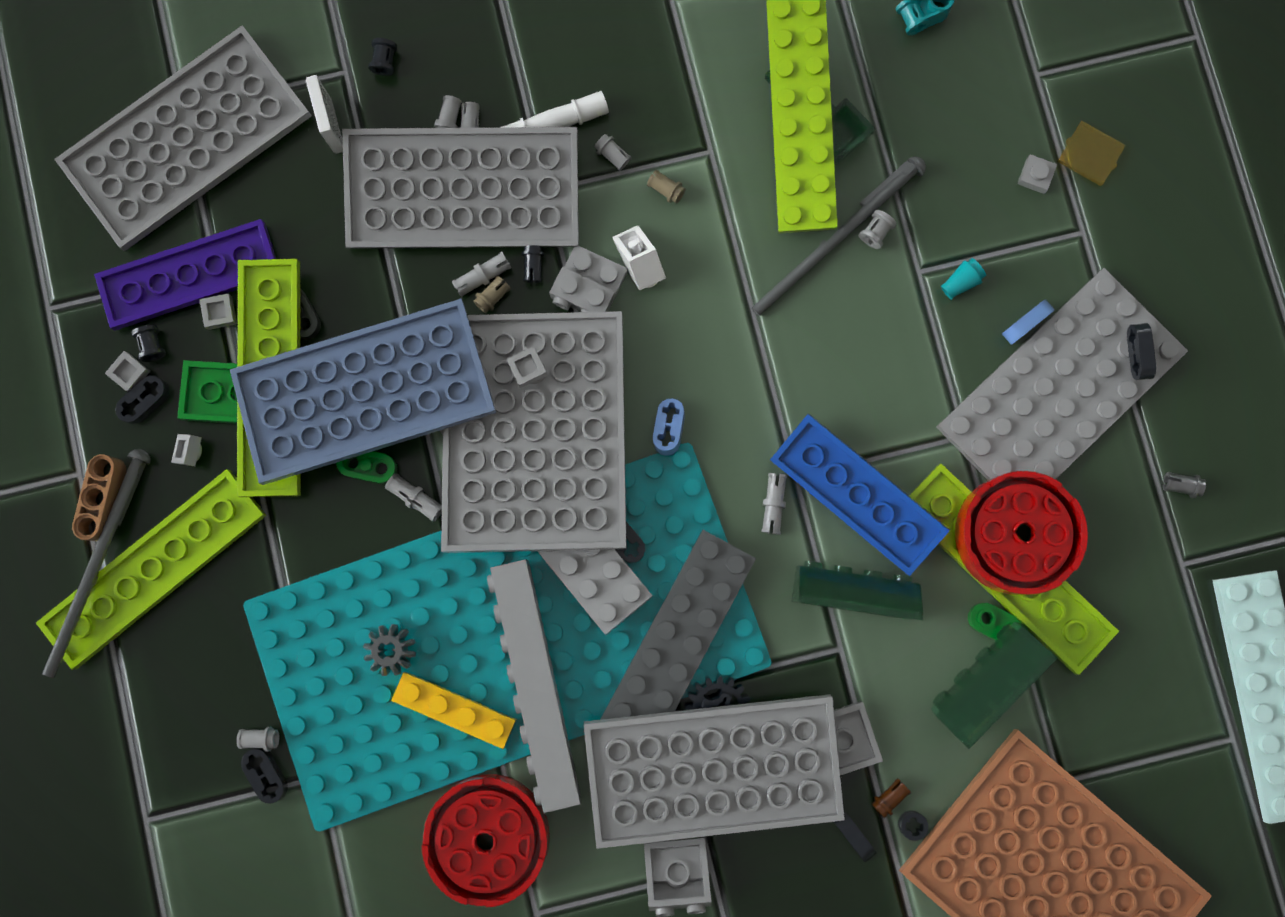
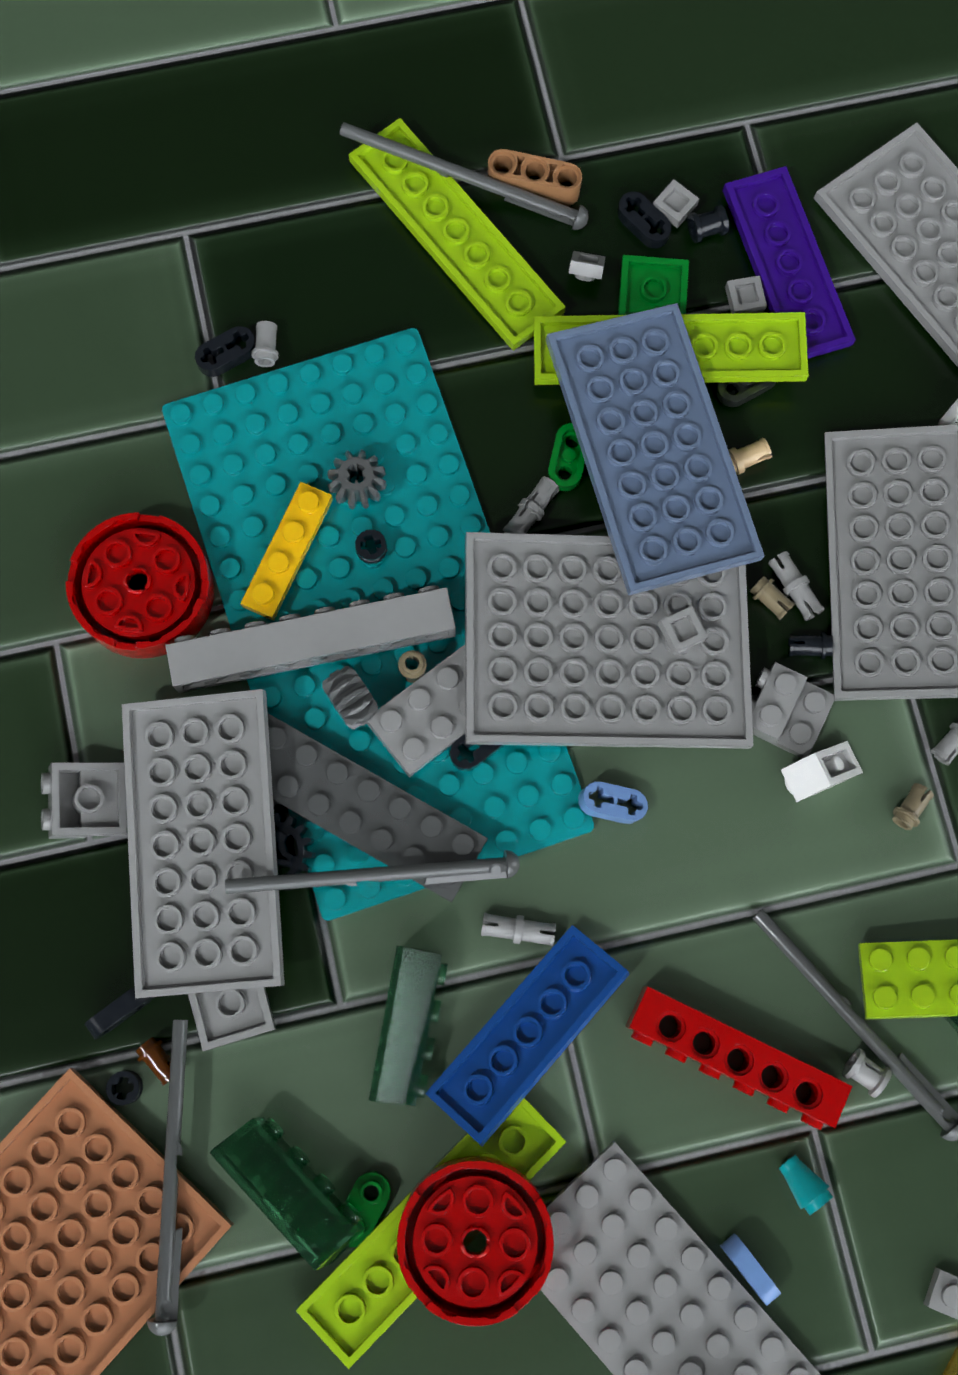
camera: 85 degrees right, 5 degrees down
(365, 310) = (750, 455): none -> tan pin
(443, 630) = (364, 554): none -> black bush
(551, 592) = (412, 658): none -> dark tan pin
(587, 648) = (350, 697): none -> dark grey gear
(735, 574) = (432, 872): none -> dark grey bar
(895, 260) = (827, 1092): none -> red brick
(1030, 779) = (170, 1237): none -> dark grey bar

